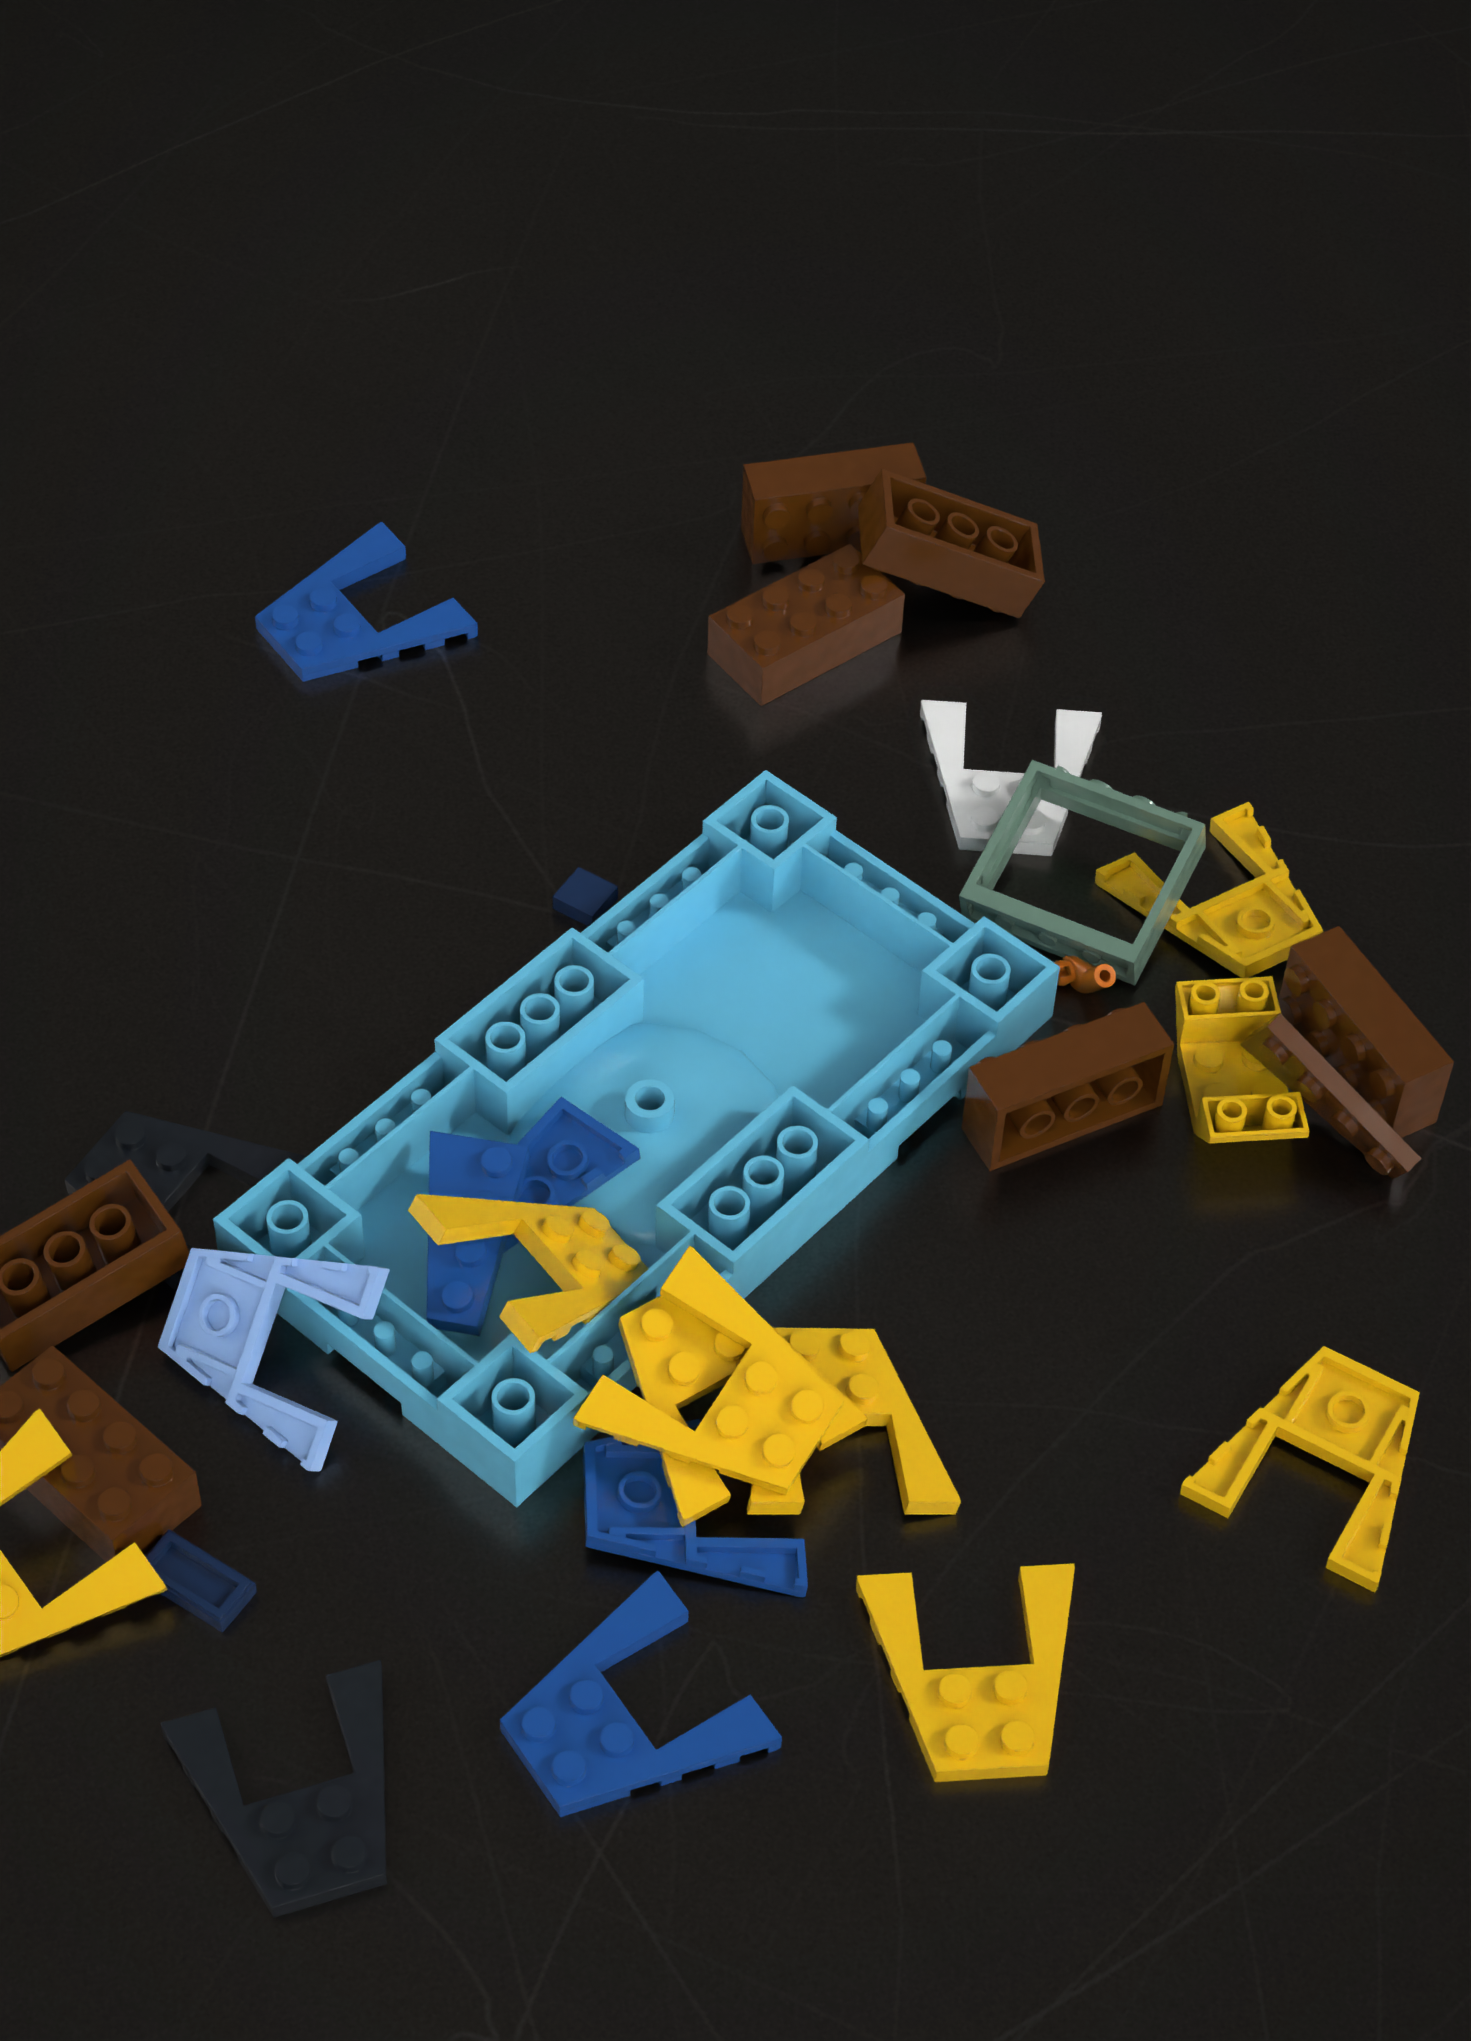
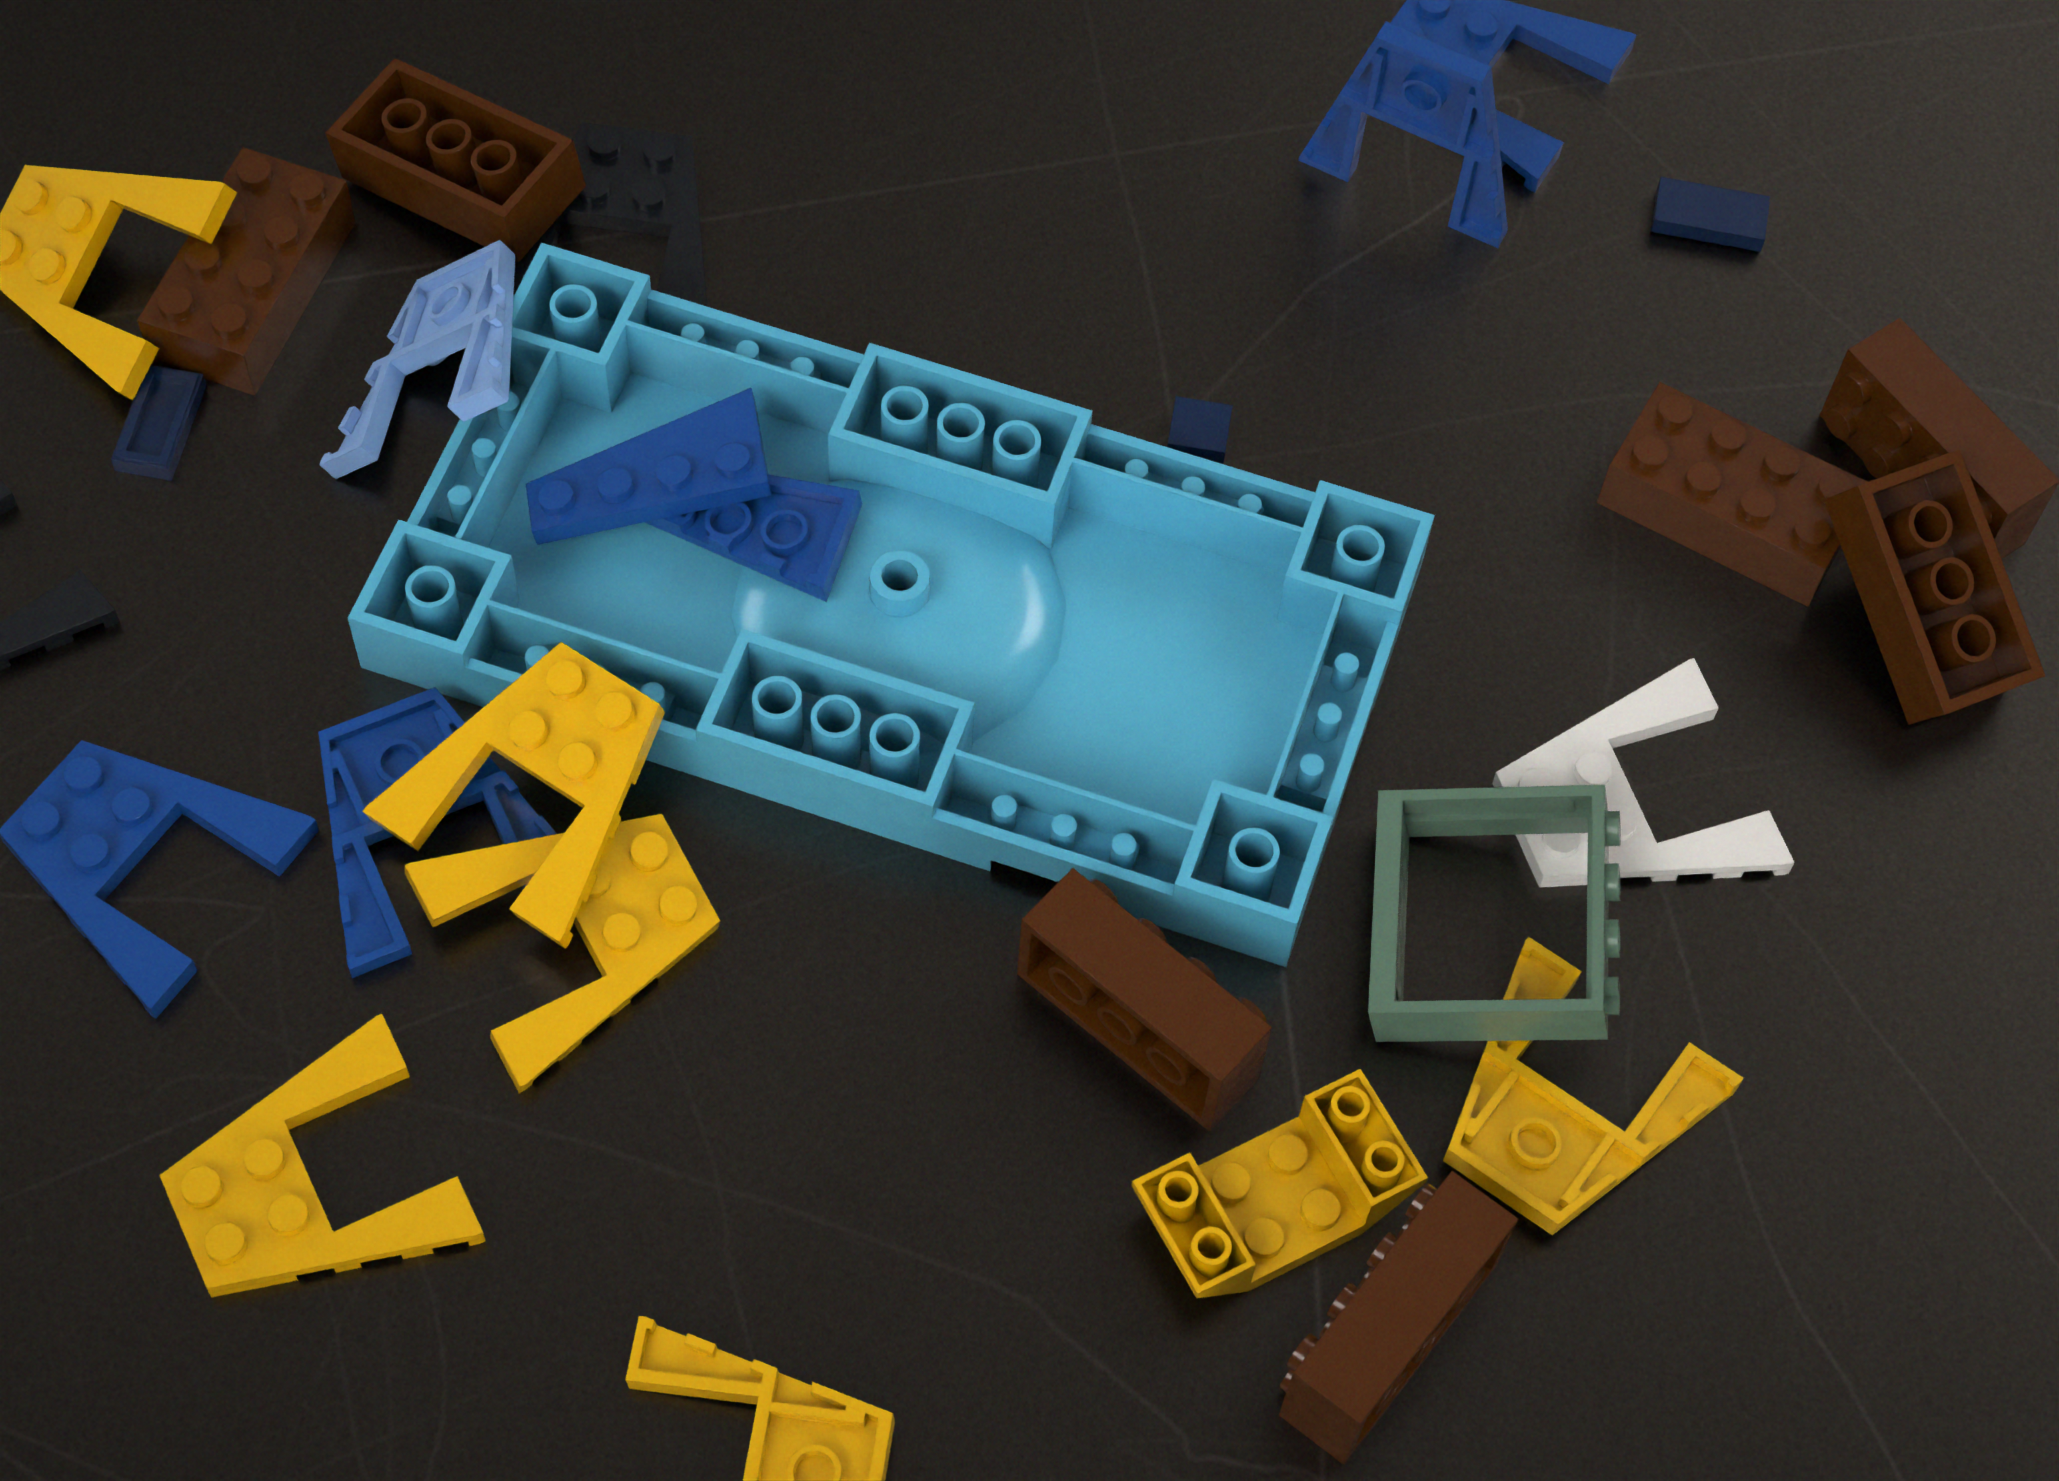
camera: 65 degrees right, 10 degrees up
(419, 622) = (1430, 95): none -> blue wing
(558, 548) = (1710, 214): none -> dark blue tile
(567, 1241) = (663, 583): yellow wing -> none
(765, 1413) = (504, 830): yellow wing -> none
(1084, 976) = (1353, 981): orange arm -> none
(1330, 1095) = (1269, 1305): reddish brown wing -> none

